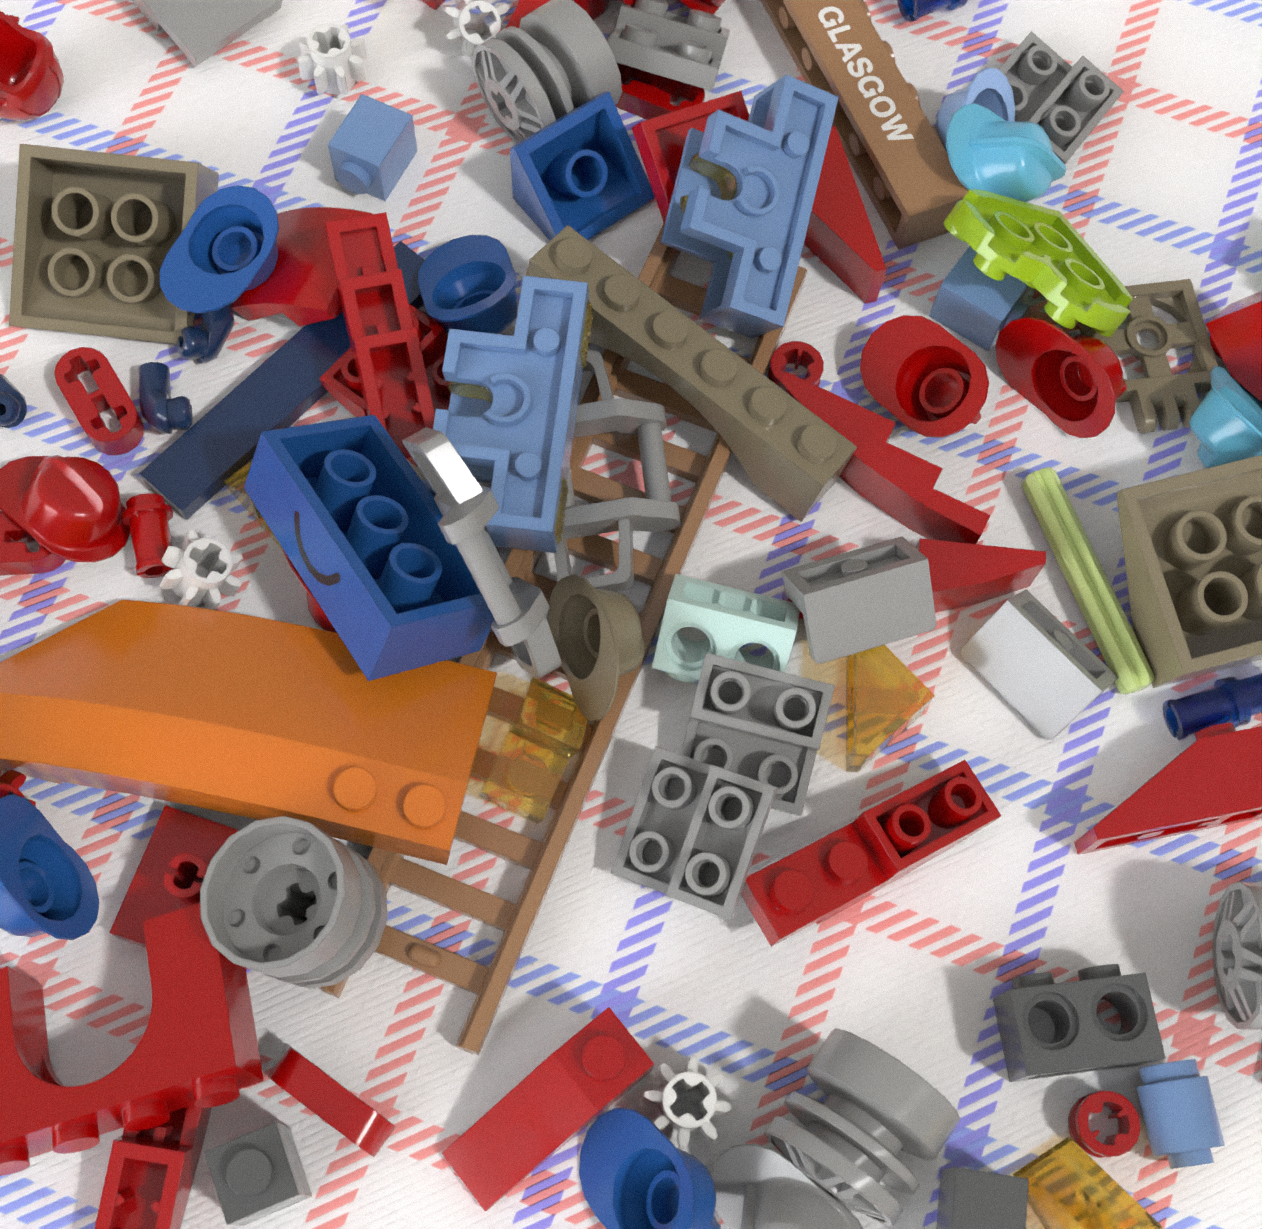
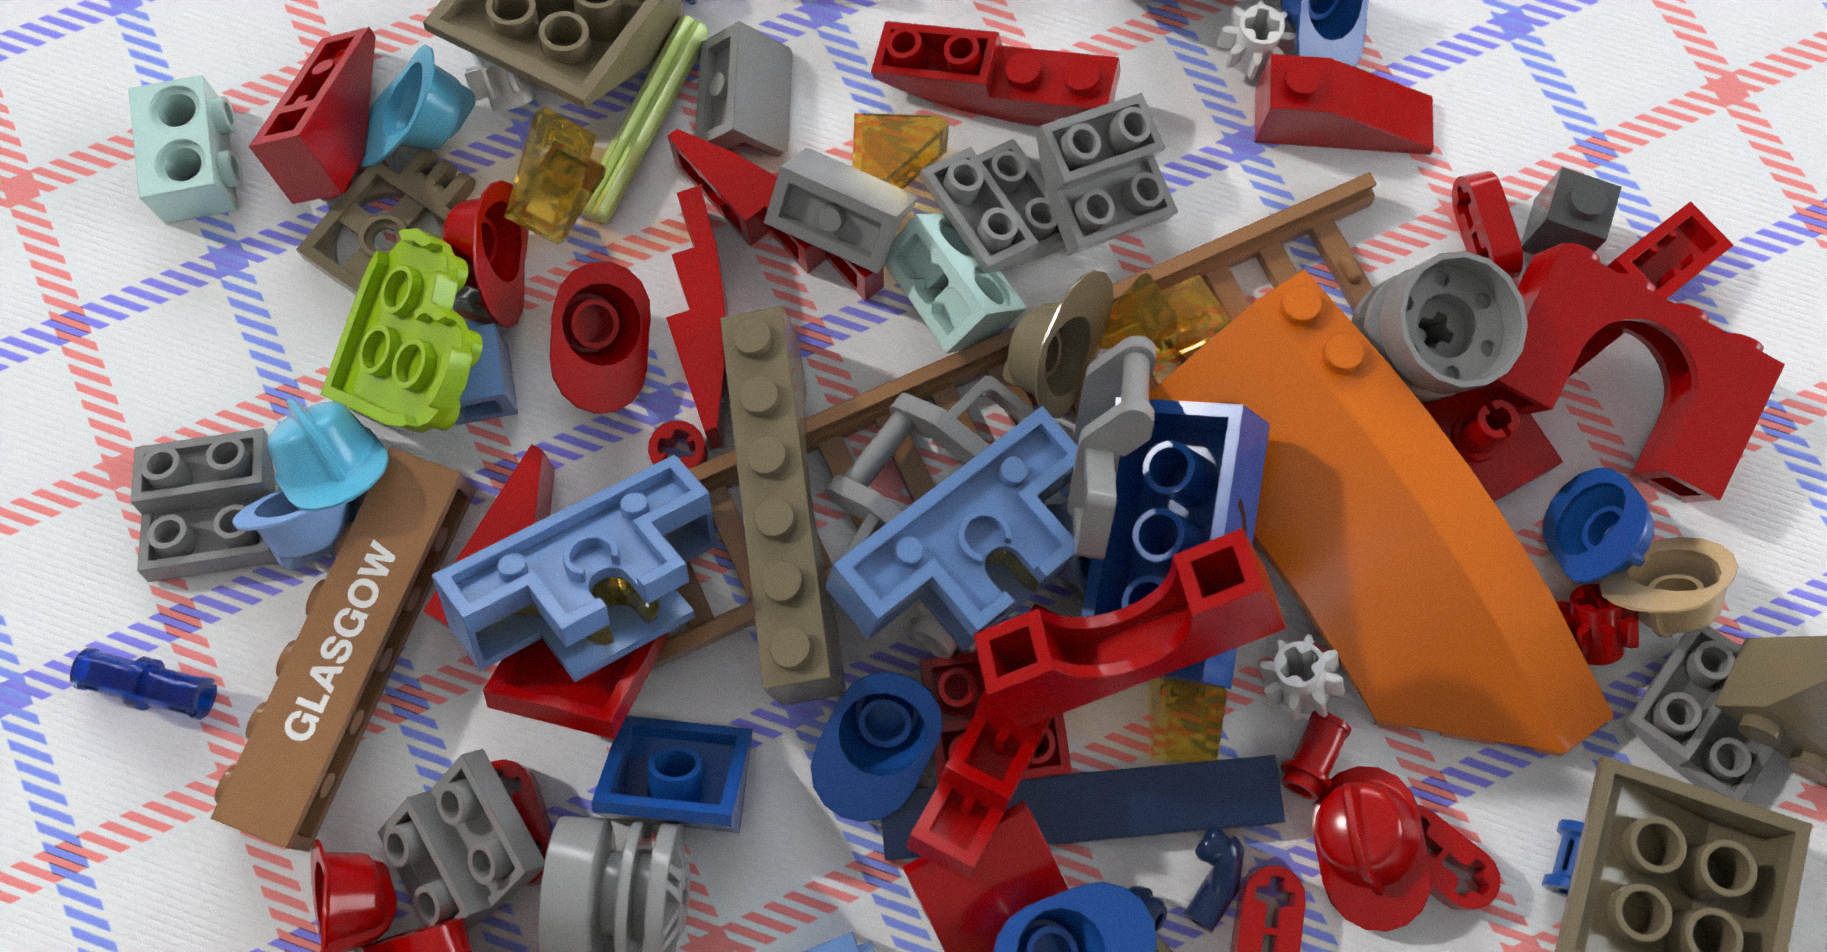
camera: 135 degrees left, 5 degrees up
(335, 402) = (1205, 606): none -> red arch
(1088, 461) = (554, 176): none -> clear yellow slope

